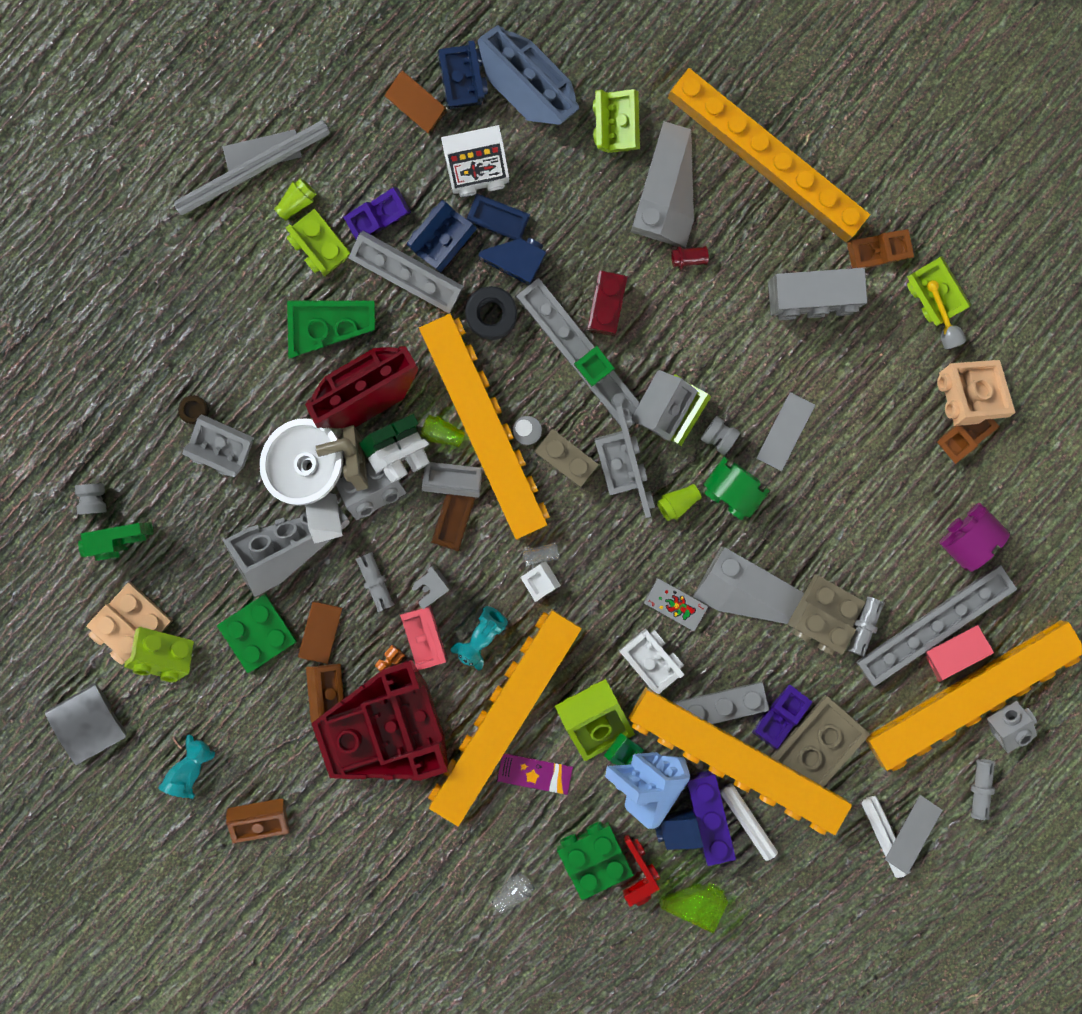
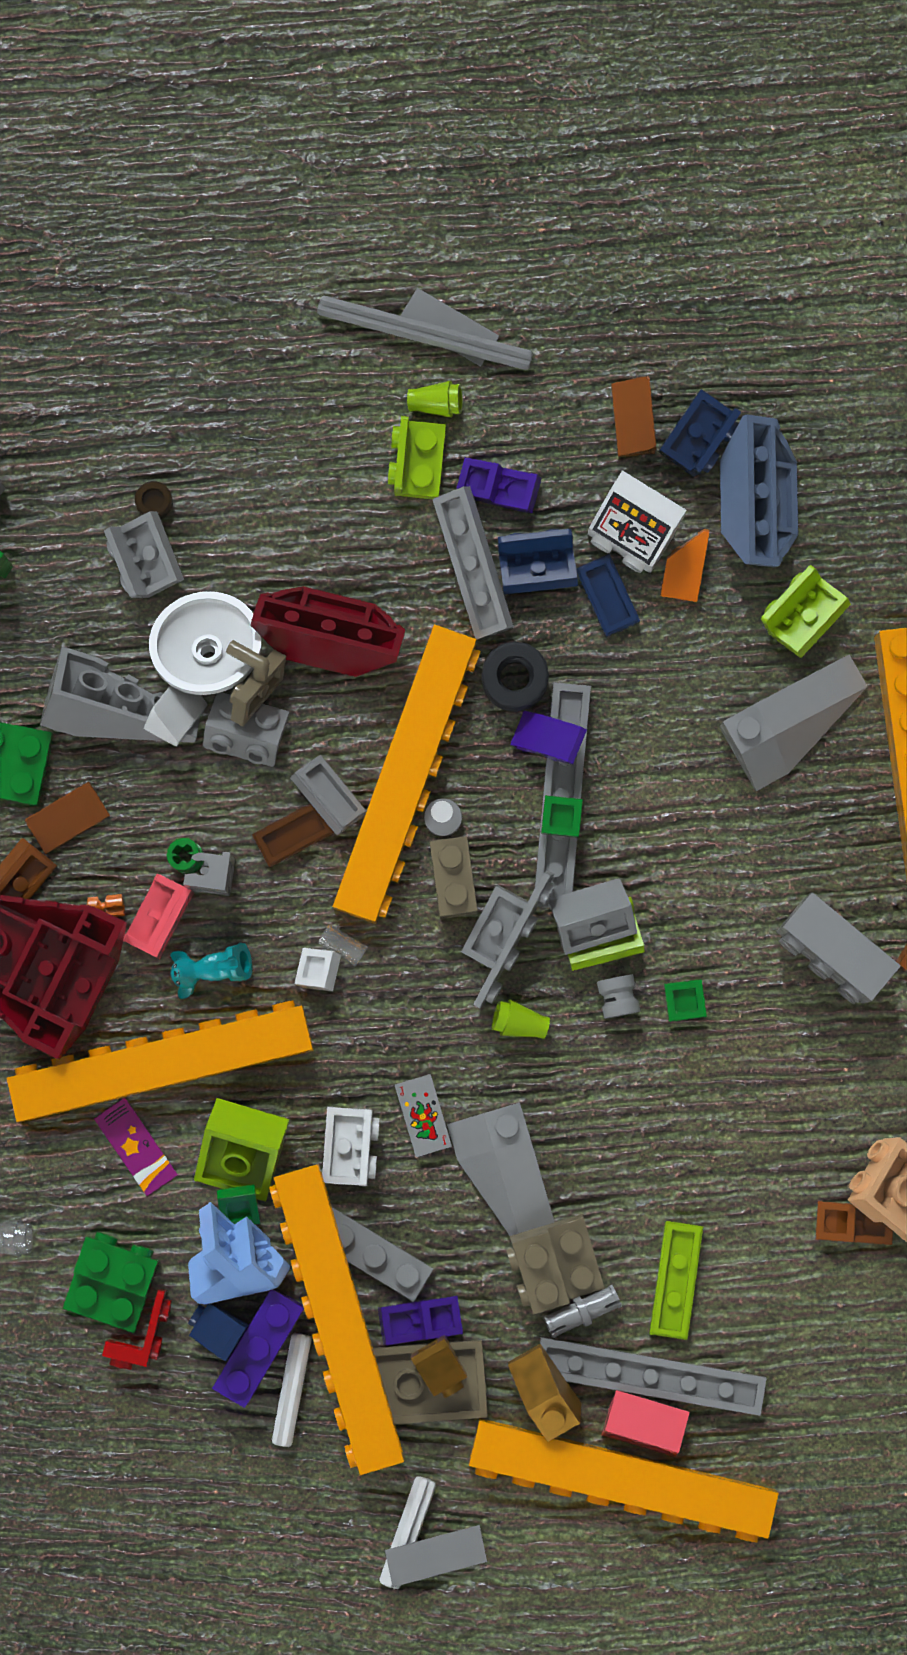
camera: 50 degrees right, 5 degrees down
(326, 322) = (354, 538): green wing -> none
(374, 582) = (163, 820): light grey pin -> none
(394, 444) = (307, 710): white hips -> none
(399, 596) = (174, 851): none -> green bush
(440, 431) = (362, 741): clear neon green cone -> none
(516, 258) = (587, 649): dark blue slope -> none
(527, 160) = (685, 569): none -> orange slope
(543, 329) = (548, 737): none -> dark purple slope
(607, 303) = (631, 771): dark red brick -> none
(689, 256) = (751, 802): dark red pin -> none
(697, 905) = (166, 1420): clear neon green slope -> none
(735, 488) = (584, 1059): green brick -> none
(758, 402) = (685, 1000): none -> green plate
(785, 431) = (685, 1054): light grey sticker -> none
(820, 734) = (439, 1367): none -> pearl gold slope
(891, 691) = (545, 1393): none -> pearl gold slope
(899, 559) = (676, 1280): none -> lime tile
(974, 538) = (764, 1324): magenta brick -> none
(983, 789) = (544, 1577): light grey pin -> none
(1013, 726) = (630, 1543): light grey brick -> none

